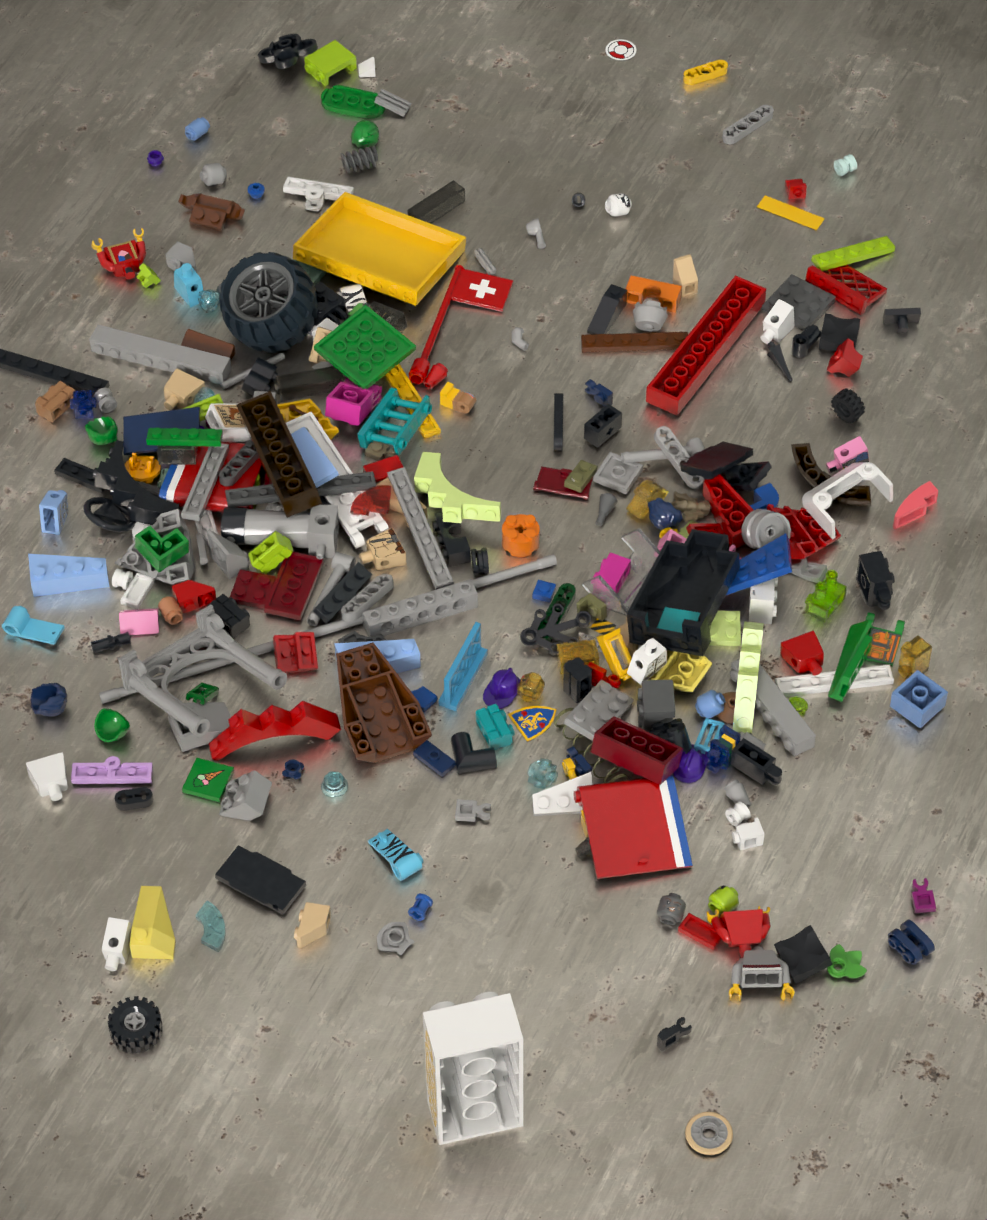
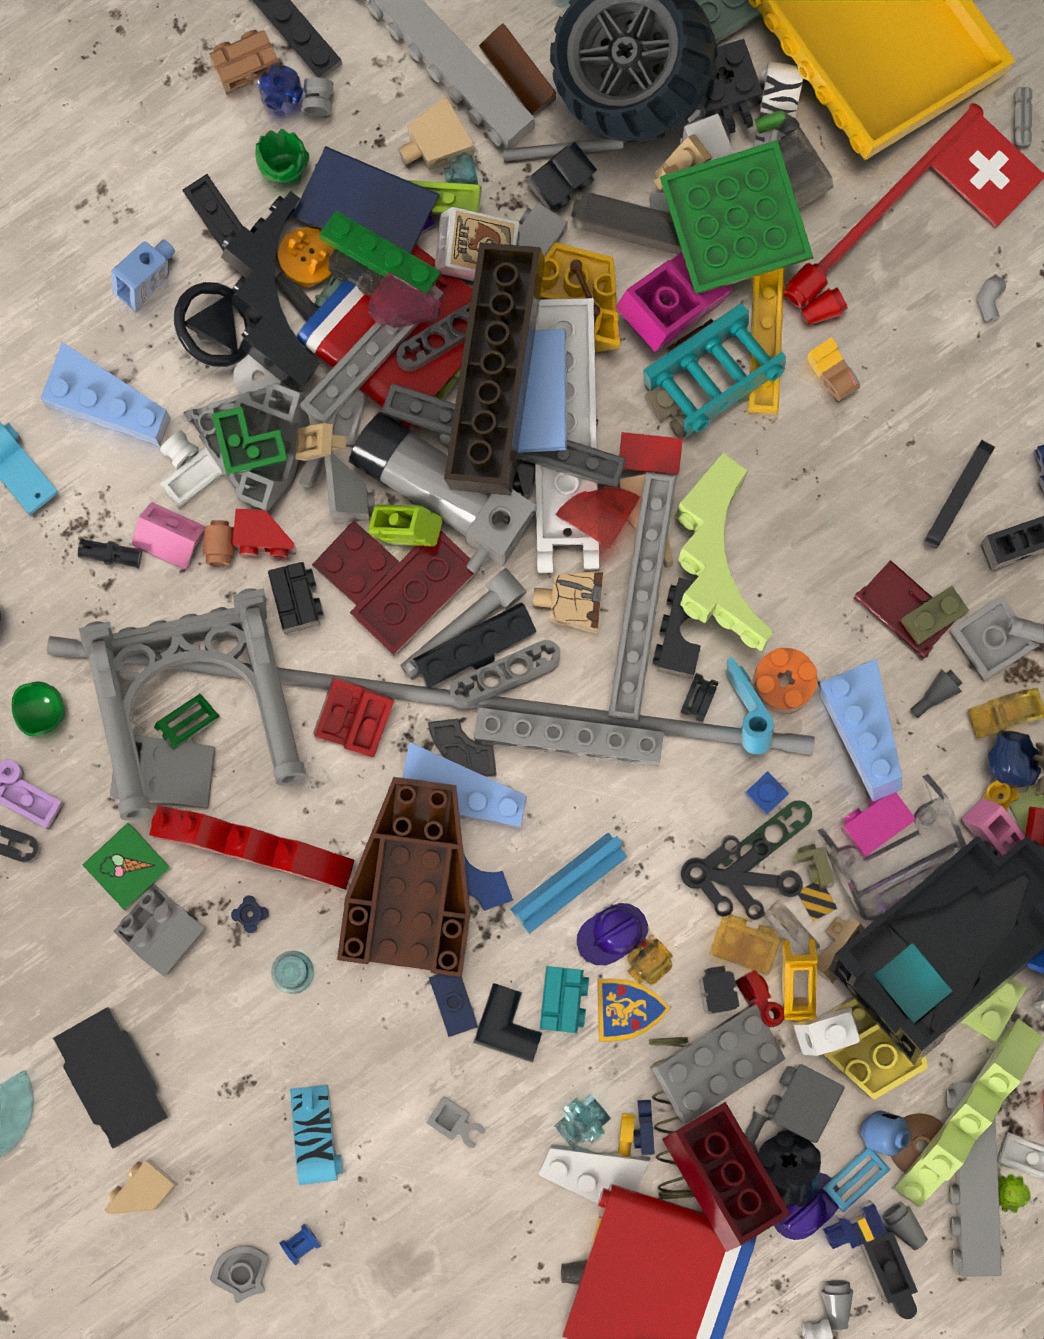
camera: 30 degrees right, 30 degrees up
(200, 527) = (317, 441): none -> tan hinge
(211, 451) = (401, 304): none -> clear pink slope
(510, 548) = (758, 723): none -> medium azure door
(576, 532) = (863, 722): none -> light blue wedge

